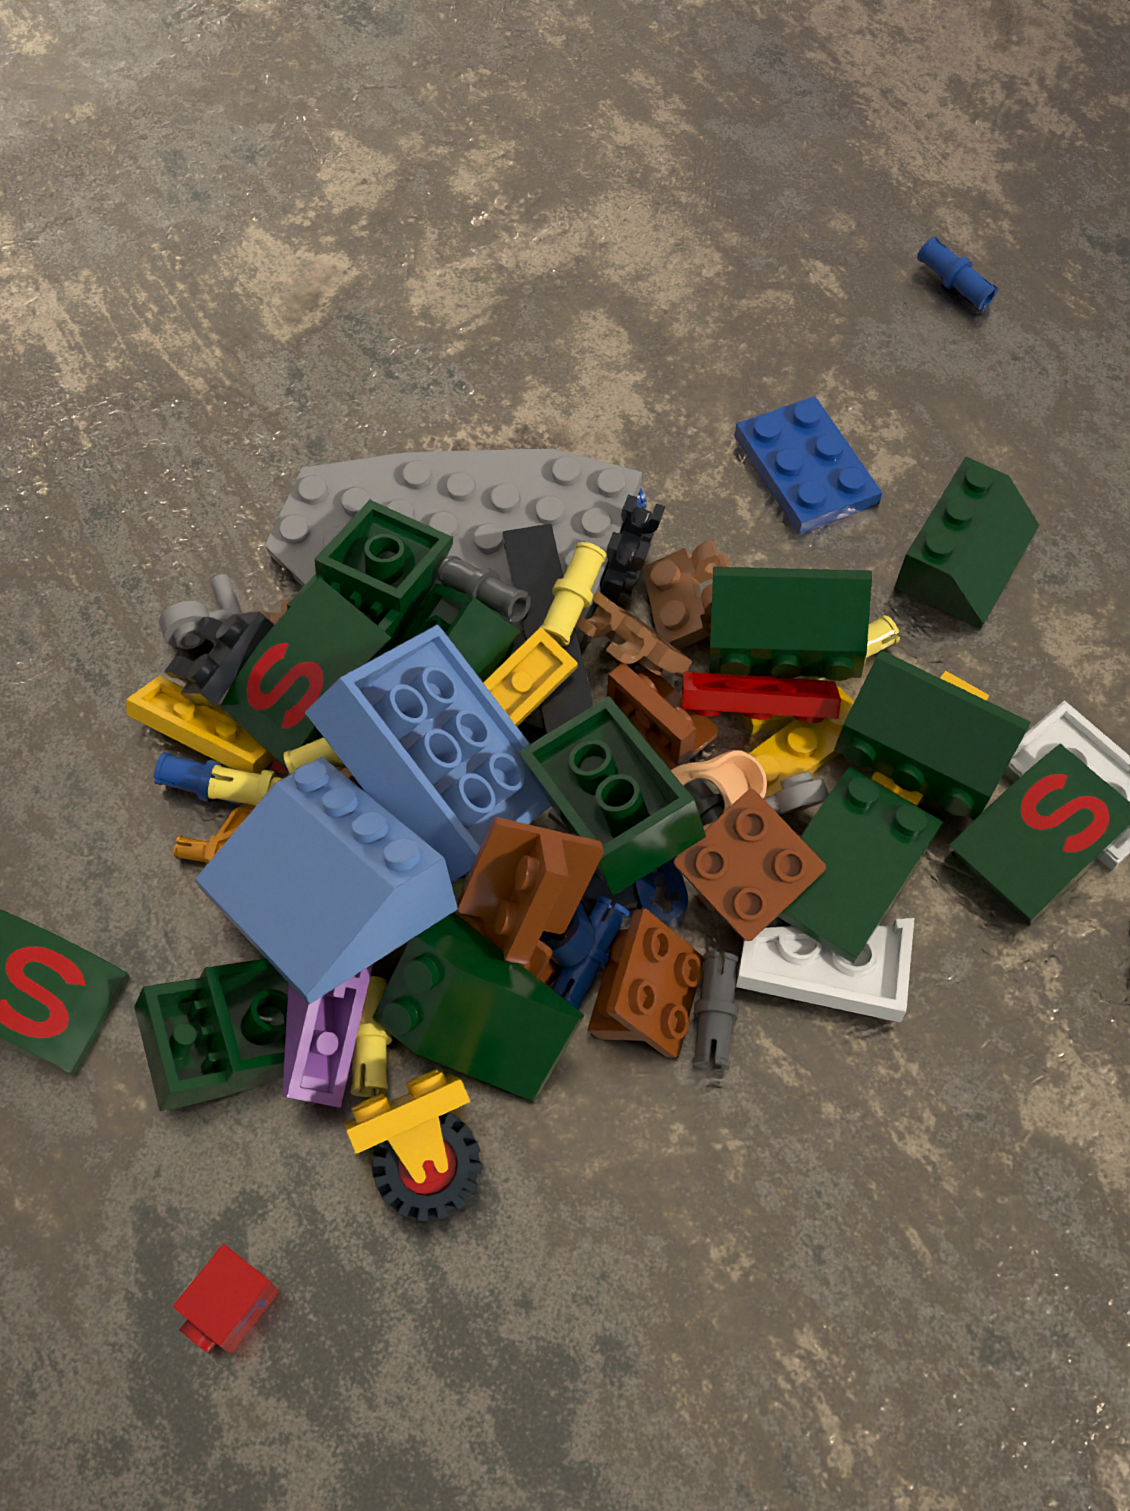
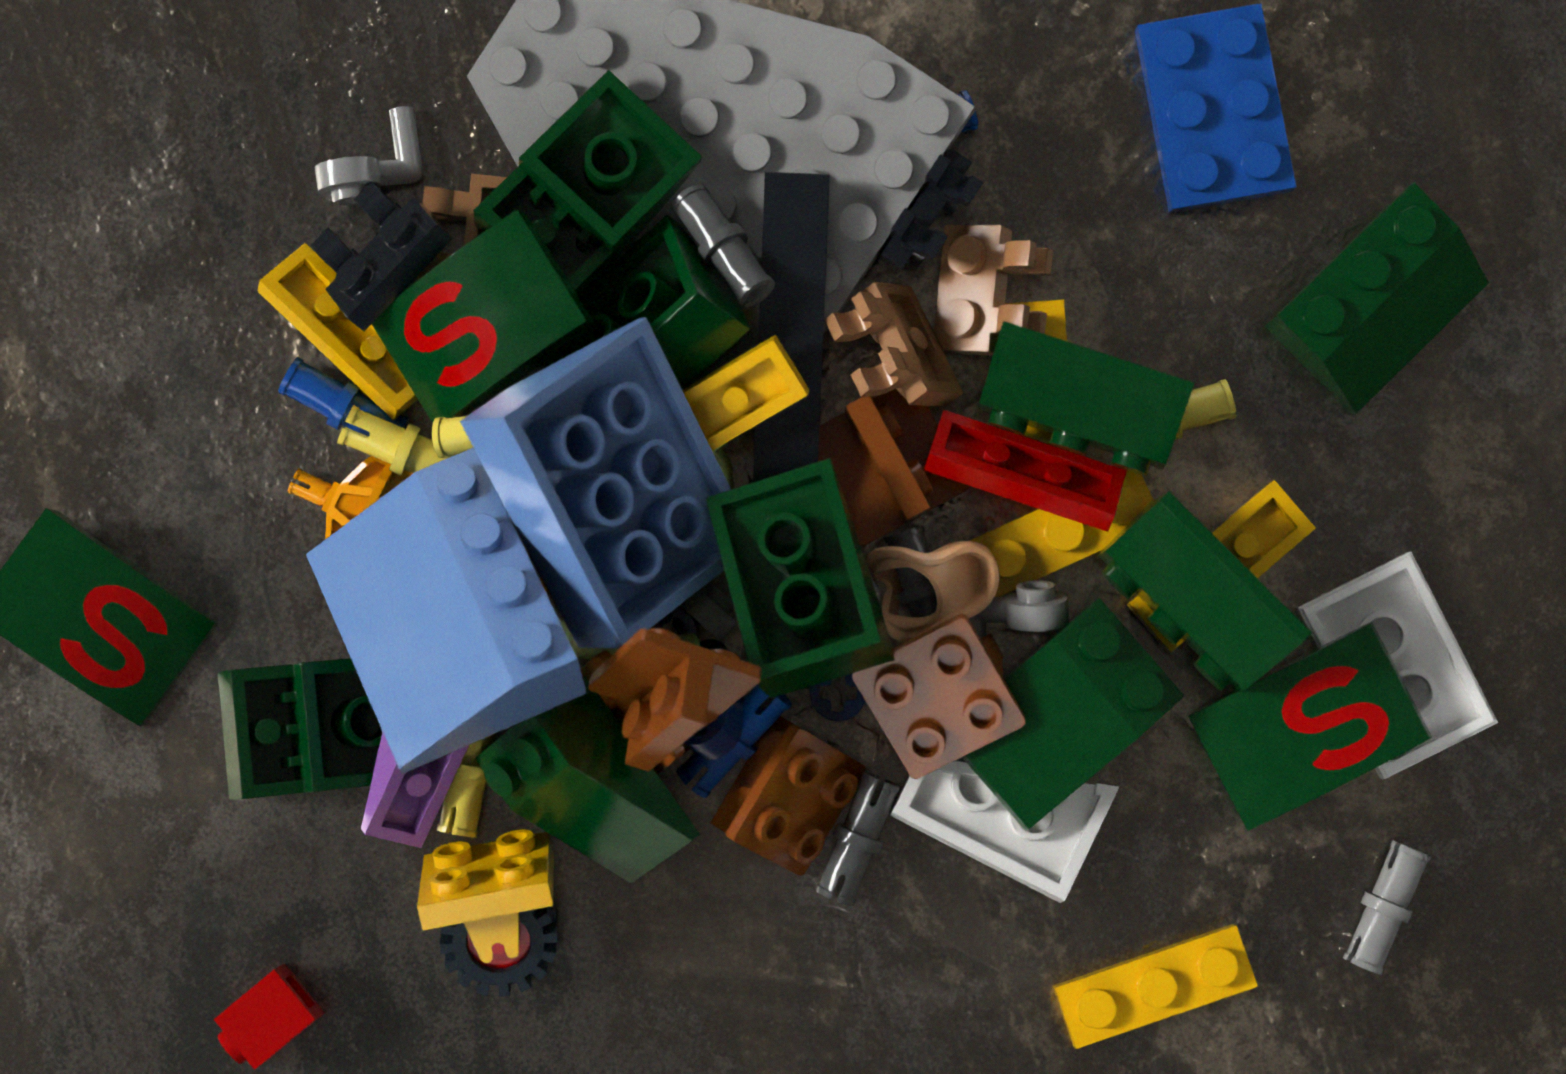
camera: 15 degrees right, 25 degrees up
(573, 592) = (828, 291): light yellow pin -> none
(1003, 1074) = (1155, 986): none -> yellow plate

